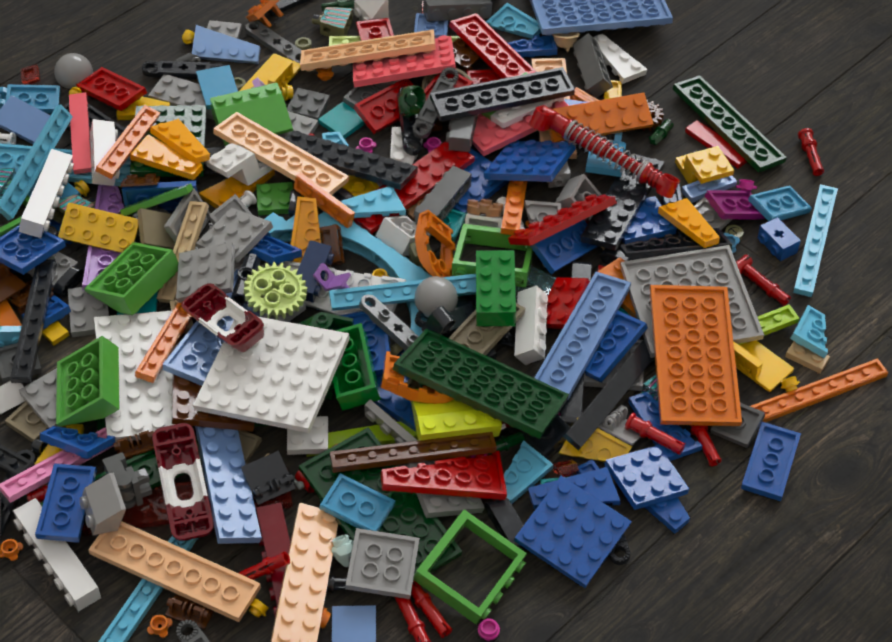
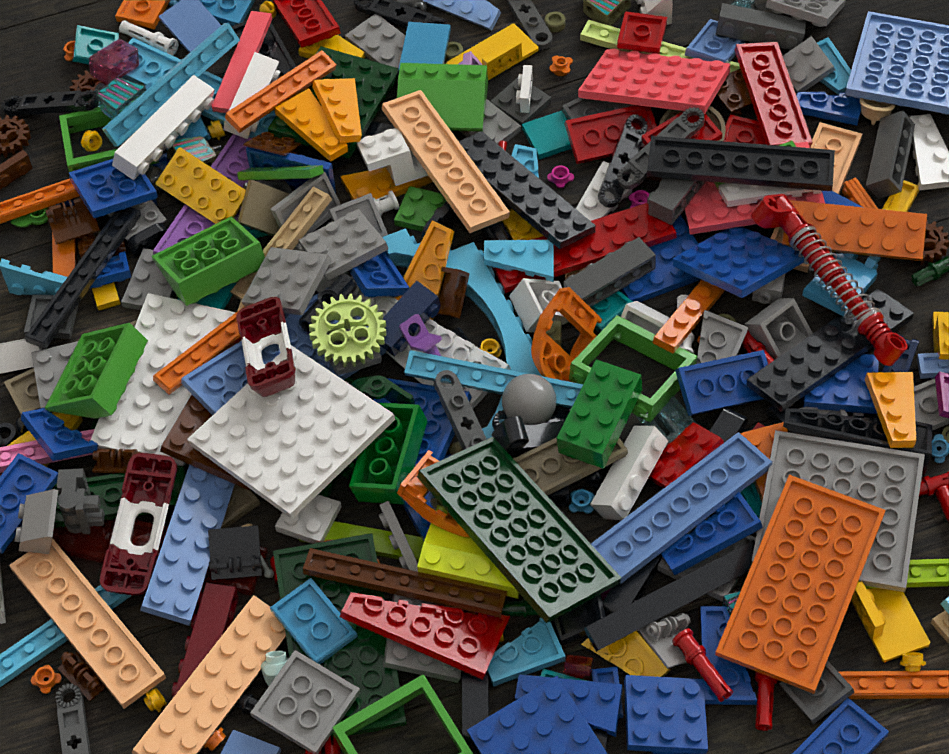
camera: 30 degrees right, 5 degrees up
(279, 561) = (191, 656): red pin -> none
(287, 91) = (502, 78): yellow plate -> none
(312, 95) = (523, 96): none -> white plate
(324, 200) = (464, 234): orange tile -> none
(367, 50) = (618, 54): light nougat plate -> none
(411, 100) = (630, 137): dark green hair -> none
(484, 207) = (656, 302): medium nougat plate -> none
(504, 22) = (807, 65): none -> light grey plate
(507, 354) = (581, 495): none -> dark azure plate
(563, 219) = (736, 351): red plate -> none

